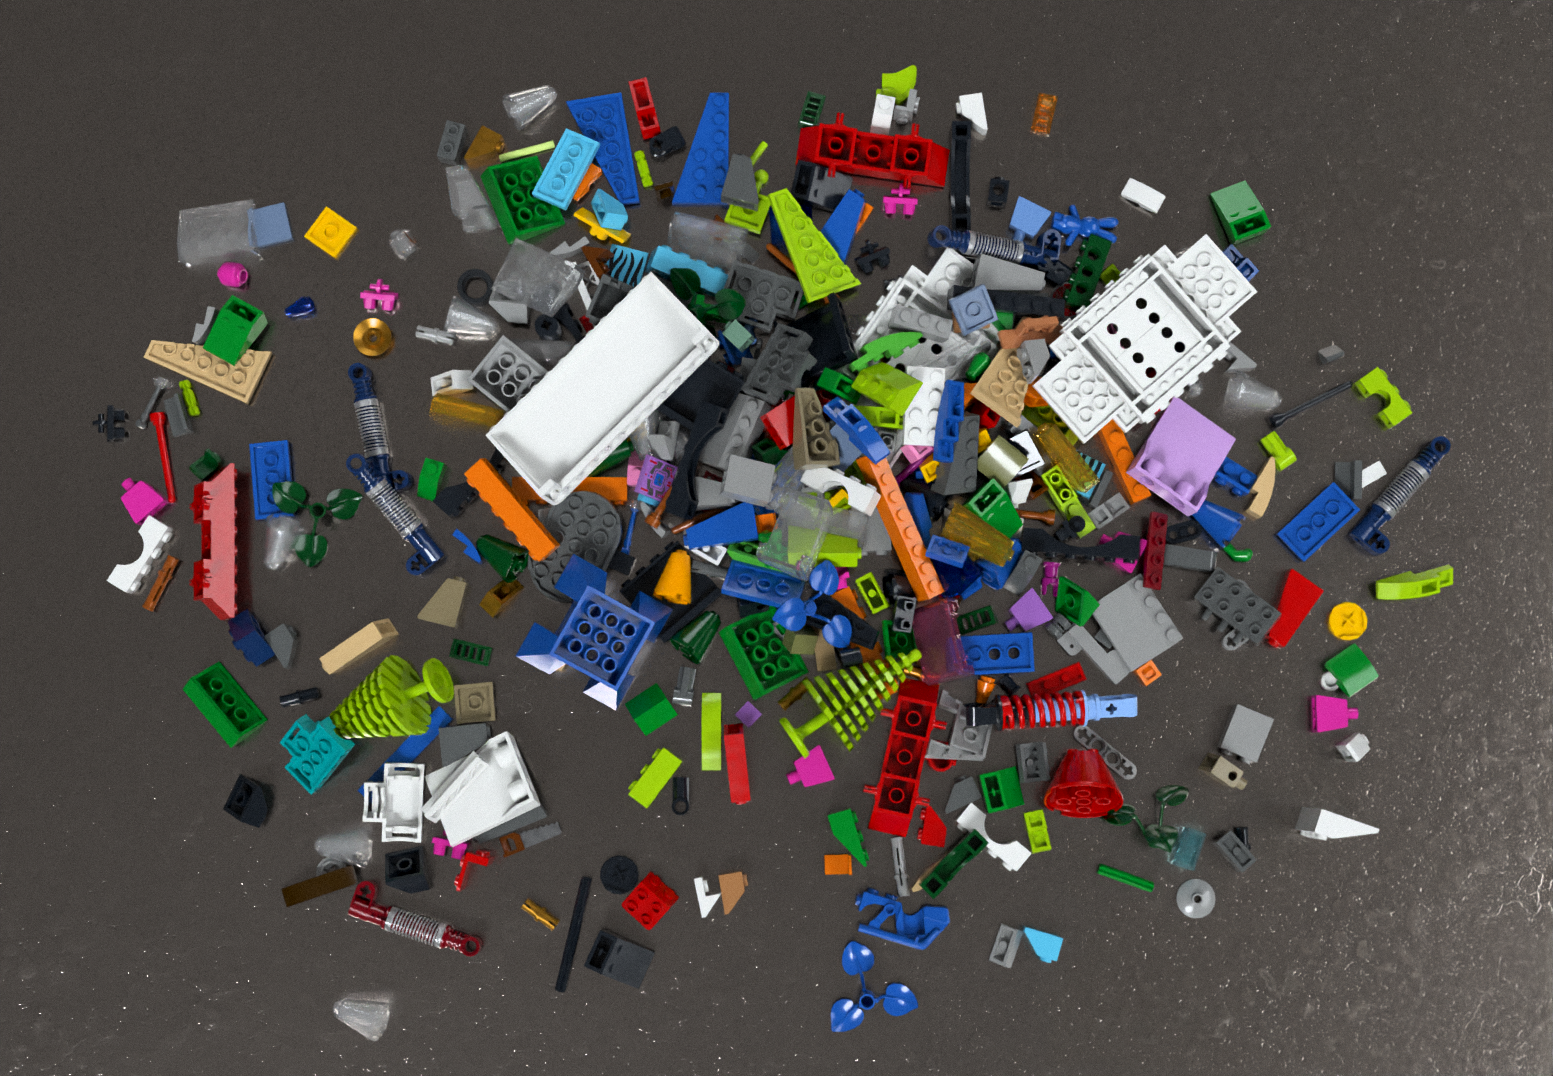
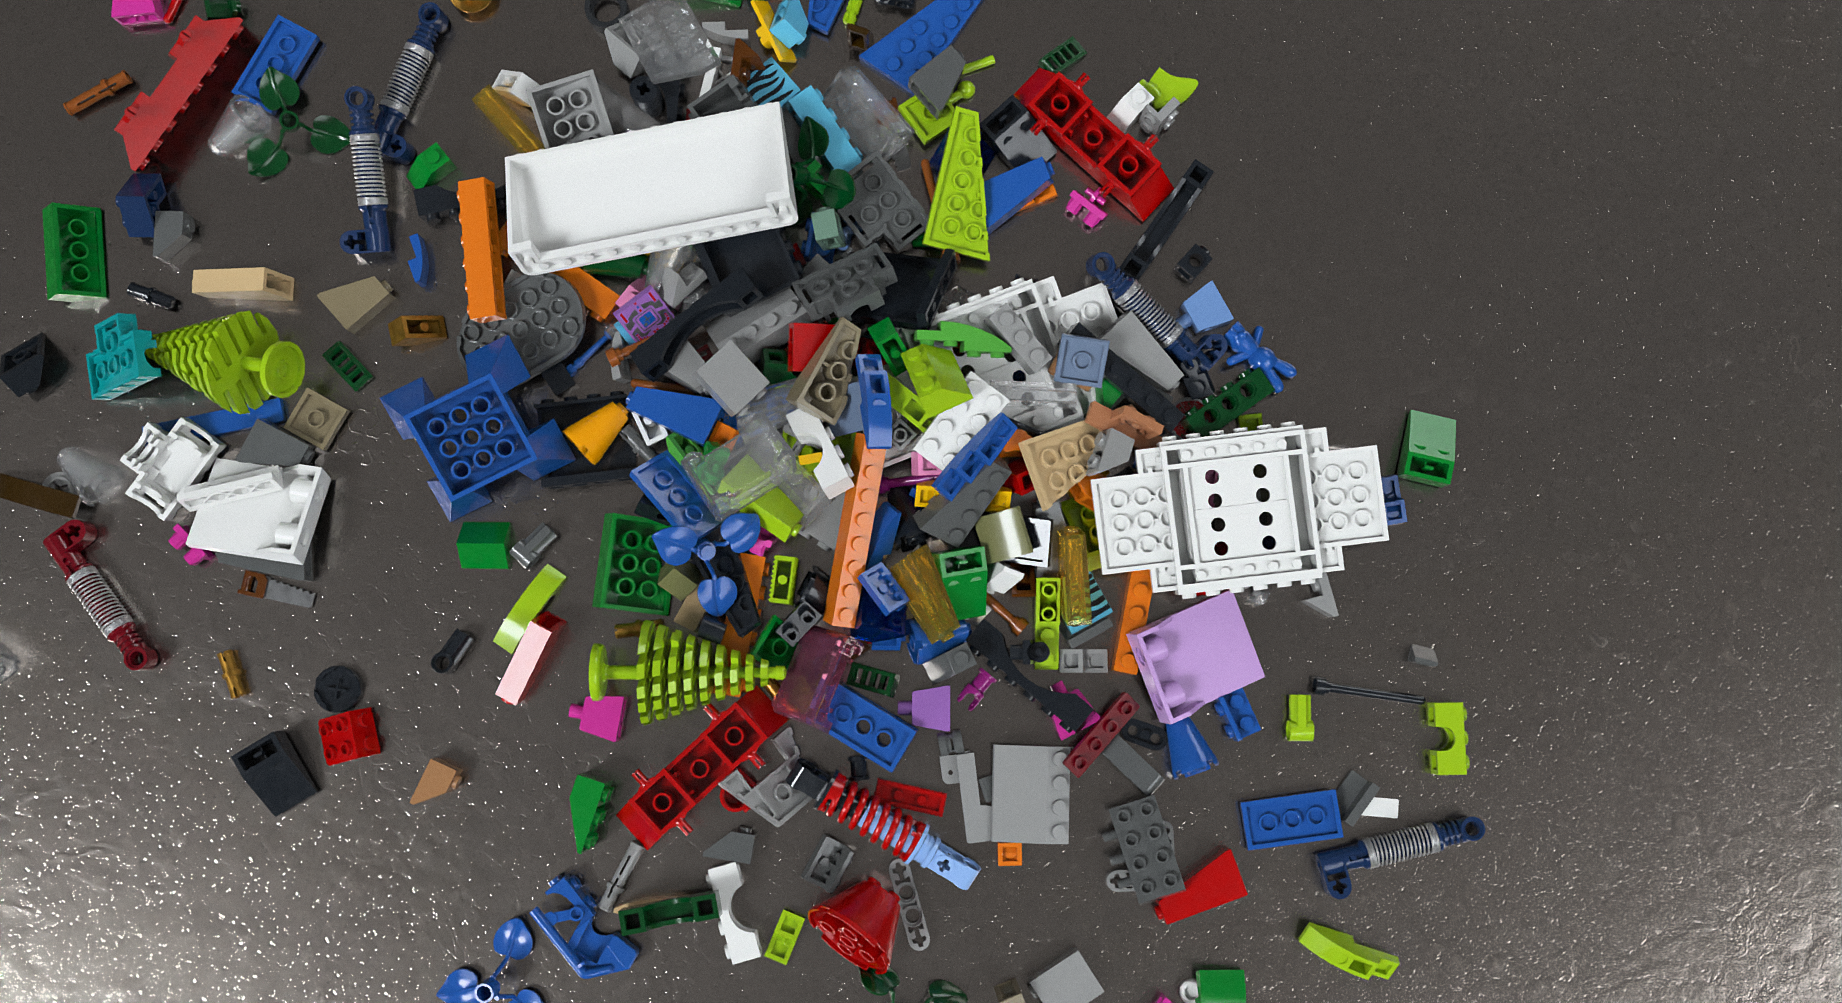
camera: 30 degrees right, 0 degrees up
(154, 536) = (123, 42): white arch -> none
(407, 870) = (132, 540): black slope -> none
(435, 335) = (535, 30): light grey pin -> none
(468, 319) = (574, 34): clear cone -> none
(479, 857) = (191, 573): red bracket -> none
(503, 556) = (444, 293): dark green cone -> none
(573, 934) = (250, 717): black axle -> none
(654, 777) = (439, 615): lime brick -> none
(697, 636) = (580, 503): dark green cone -> none
(705, 901) = (401, 774): white slope -> none
(748, 714) = (578, 617): medium lavender tile -> none
(838, 864) = (559, 830): orange bracket -> none
(881, 254) = (1032, 246): black hips -> none
(933, 829) = (680, 861): red slope -> none
(972, 109) = (1224, 163): white slope -> none
(978, 366) = (1048, 422): green cone -> none
(985, 686) = (832, 754): orange cone -> none
(1001, 789) = (776, 869): green slope -> none
(1053, 99) = (1313, 205): clear orange slope -> none
(1074, 602) = (982, 730): green slope -> none
(1143, 195) = (1340, 365): white slope -> none
(1238, 555) = (1185, 797): green arm -> none
(1249, 393) = (1311, 640): clear cone -> none
(1262, 489) = (1256, 746): tan slope -> none
(1347, 621) = (1251, 942): yellow tile -> none

